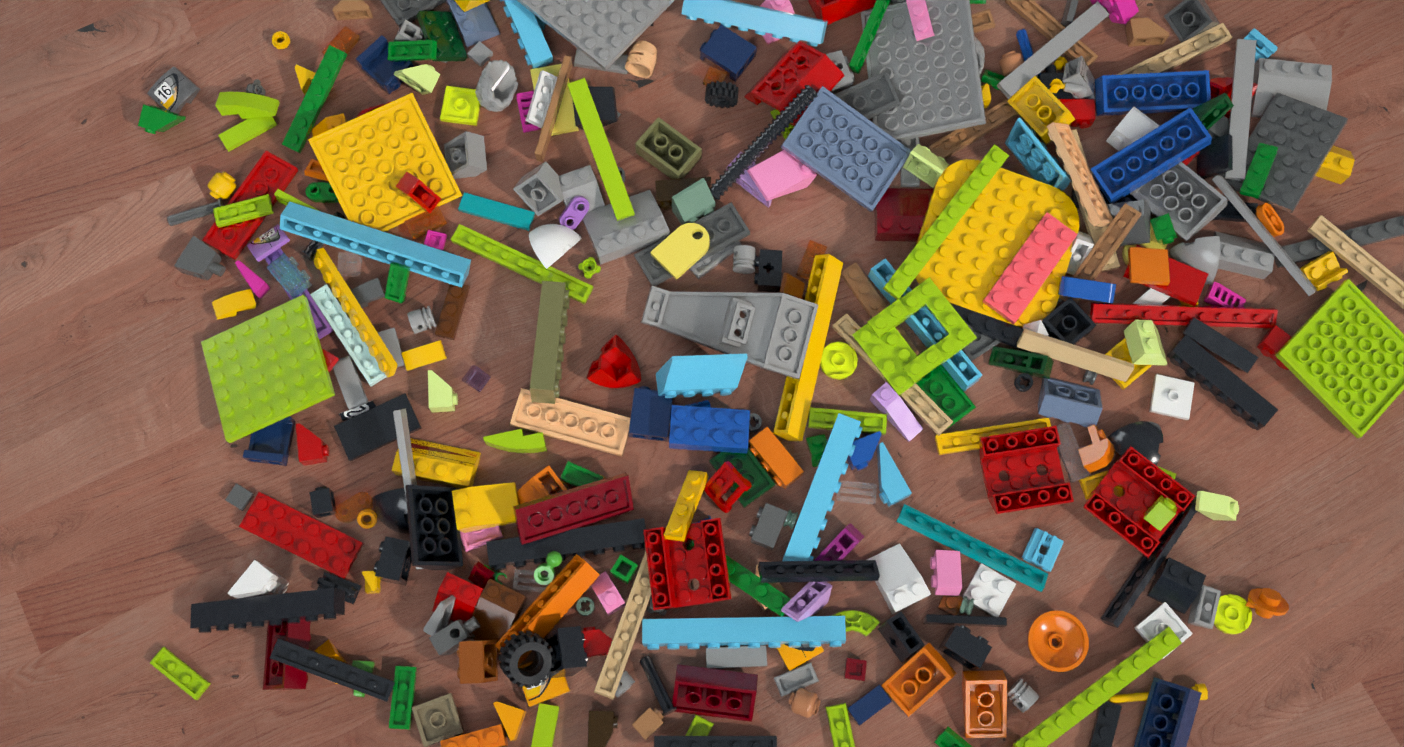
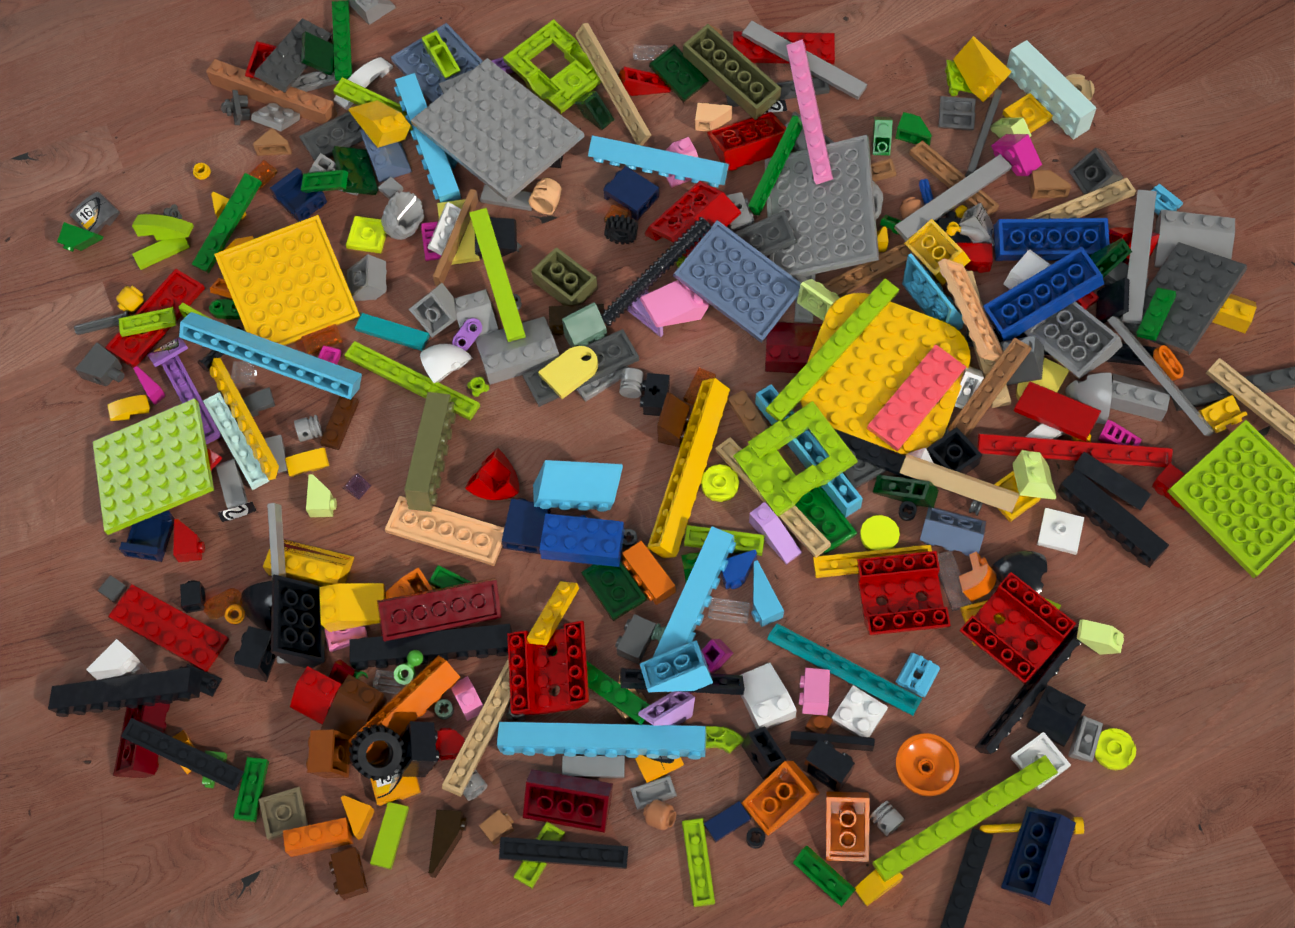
camera: 10 degrees right, 10 degrees down
(180, 673) = (33, 755): lime tile -> none
(289, 276) = (183, 381): clear light blue brick -> none
(372, 583) = (233, 676): yellow slope -> none
(374, 427) = (250, 529): black tile -> none
(397, 282) = (288, 392): green plate -> none
(418, 192) = (316, 308): red slope -> none
(421, 78) = (328, 206): yellowish green slope -> none
(440, 617) = (296, 710): light grey slope -> none
(448, 639) = (299, 729): dark grey torso -> none
(516, 442) = (390, 547): lime slope -> none
(624, 569) = (485, 673): green brick -> none
(657, 685) = (510, 791): black axle -> none
(722, 482) = (590, 595): red plate -> none
(771, 333) = (649, 450): light grey wing -> none
(814, 562) = (677, 670): none -> medium azure slope
(855, 669) = (715, 784): dark red plate -> none
(891, 718) = (749, 836): none -> black bush
(967, 606) = (834, 725): sand green bush -> none
(998, 407) = (879, 533): none -> neon yellow tile
(1087, 289) = (974, 420): blue beam -> none
(1148, 266) = (1039, 401): orange tile -> none
(1161, 512) = (1039, 638): lime brick -> none
(1164, 229) = (1056, 367): green bracket -> none
(1267, 602) = (1151, 737): orange piece -> none

